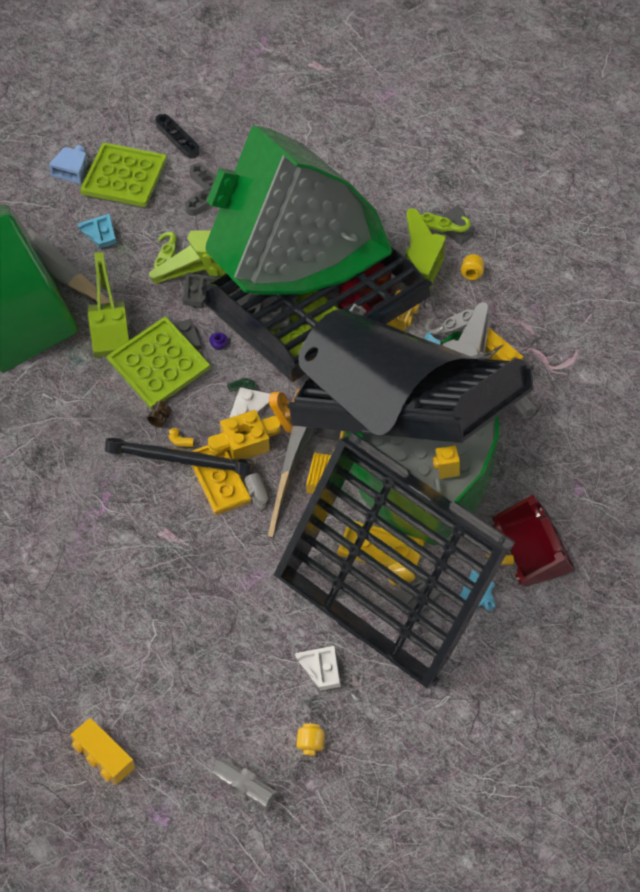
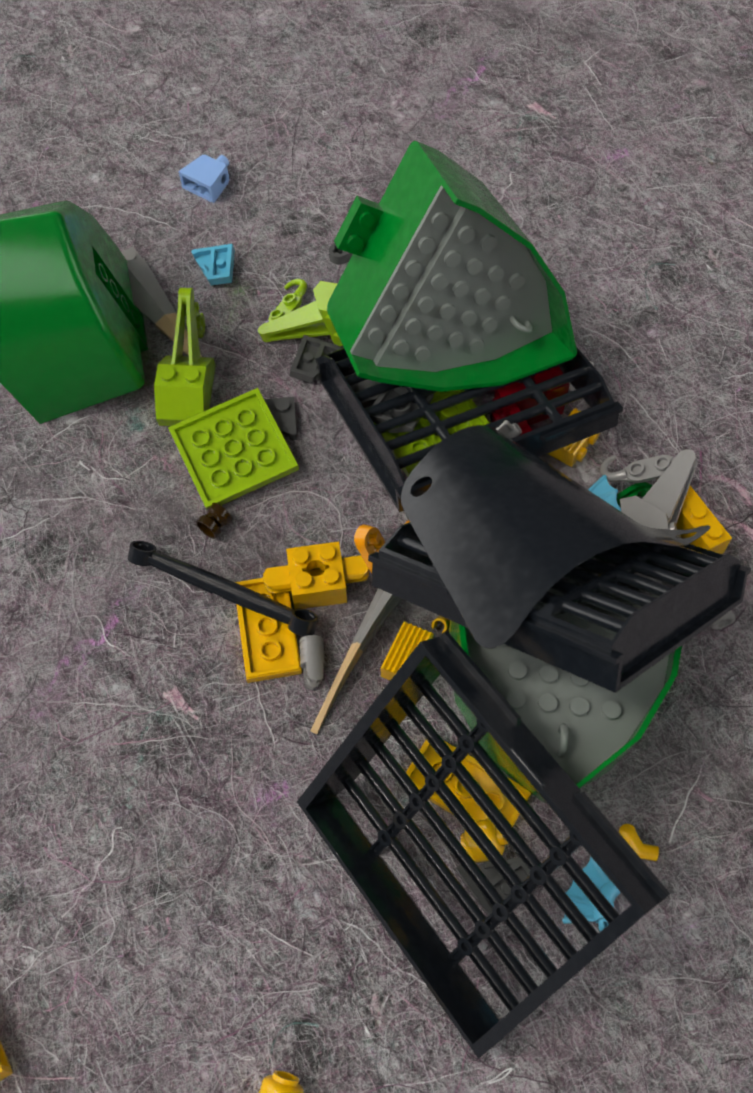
camera: 15 degrees right, 5 degrees up
(123, 174) = (266, 199): lime plate -> none
(178, 440) = (228, 560): yellow arm -> none
(179, 134) = (341, 165): black beam -> none
(218, 340) = (321, 438): dark purple plate -> none
(241, 383) = (336, 499): clear green arm -> none
(249, 400) = (337, 526): white wing -> none
(321, 667) = (330, 971): white wing -> none
(426, 249) = (626, 359): lime slope -> none
(447, 462) = (585, 704): yellow brick -> none
(454, 216) = (671, 334): dark grey wing -> none
(472, 267) = (683, 395): yellow head -> none
(537, 544) = (694, 836): dark red windscreen -> none

